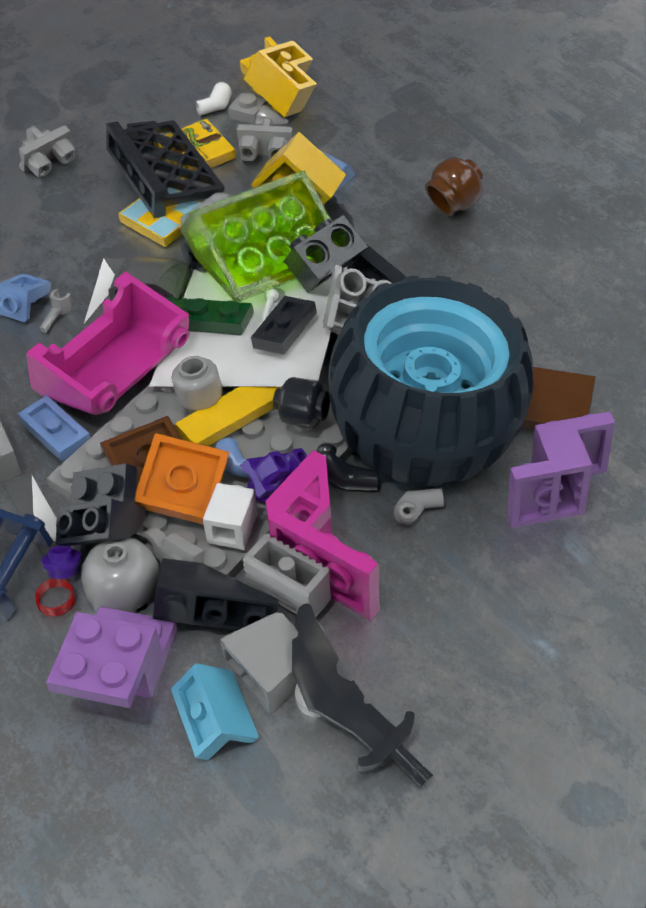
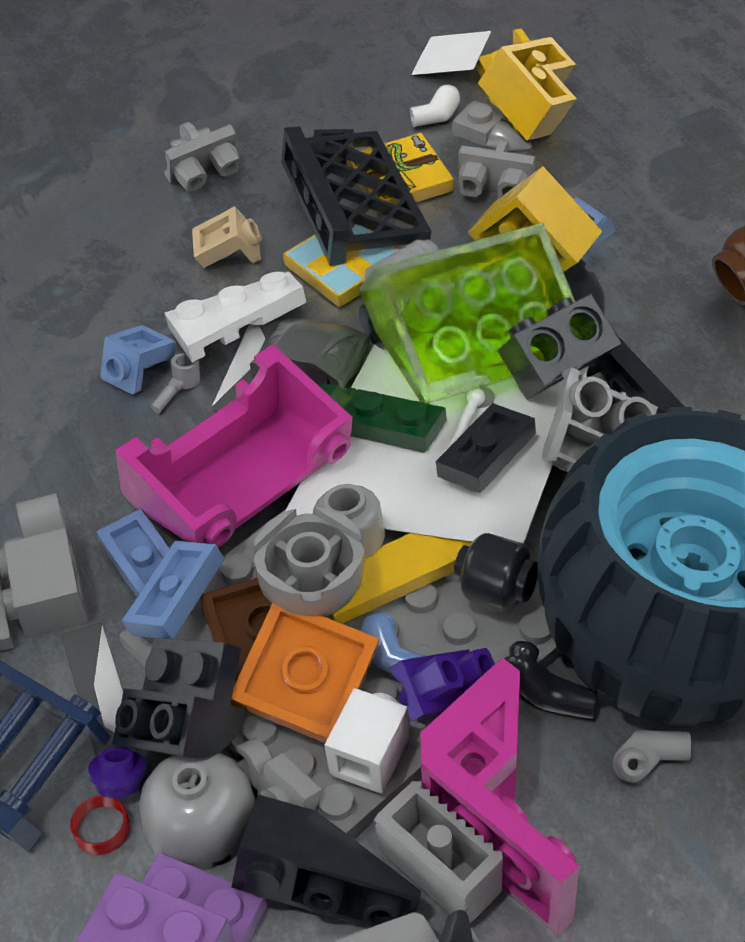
camera: 10 degrees right, 0 degrees up
(74, 204) = (225, 235): none -> tan bracket
(81, 261) = (221, 316): none -> white wing
(81, 441) = (173, 590): none -> medium blue plate
(175, 407) = (309, 561): none -> light grey cylinder
(220, 59) = (451, 53): none -> white sticker

